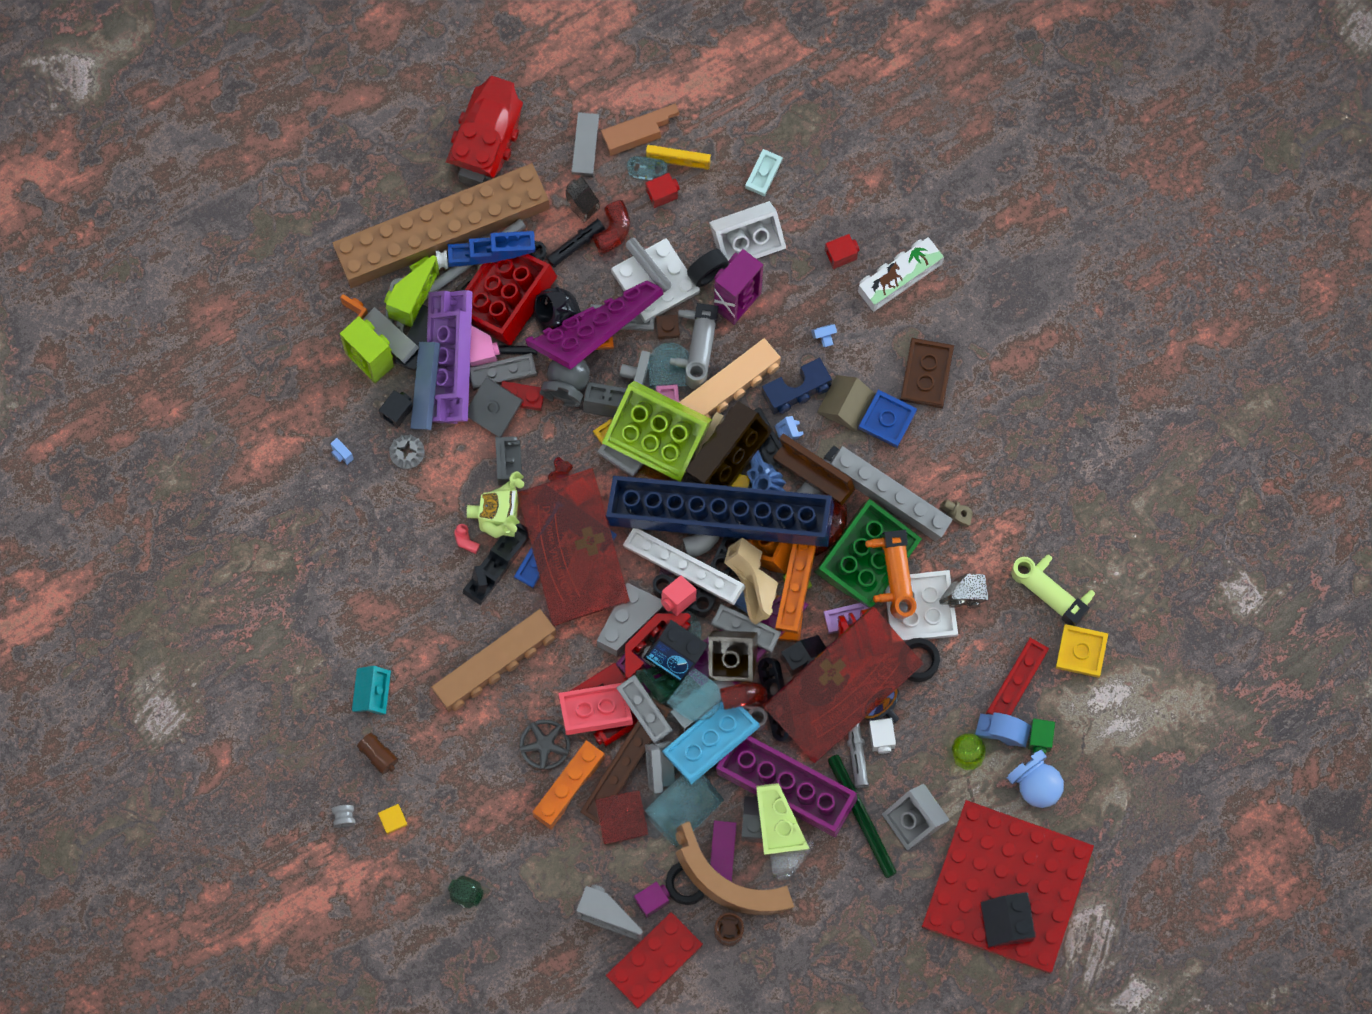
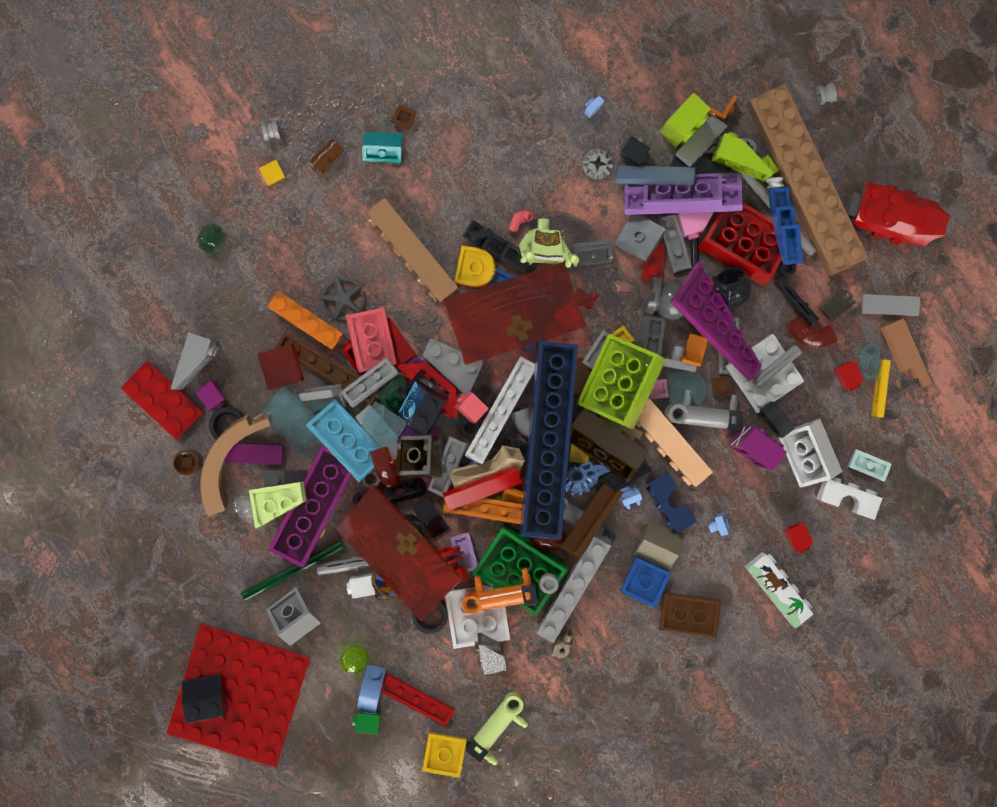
camera: 95 degrees right, 15 degrees up
(338, 664) = (404, 117): none -> reddish brown plate
(345, 201) = (826, 94): none -> light grey wheel
(517, 591) = (474, 267): none -> yellow tile
(624, 352) = (695, 349): none -> orange bracket
(771, 586) = (482, 488): none -> tile
(806, 178) = (865, 503): none -> white arch
(883, 519) = (549, 583): none -> light grey tile
(1039, 783) = (324, 721): light blue tile -> none

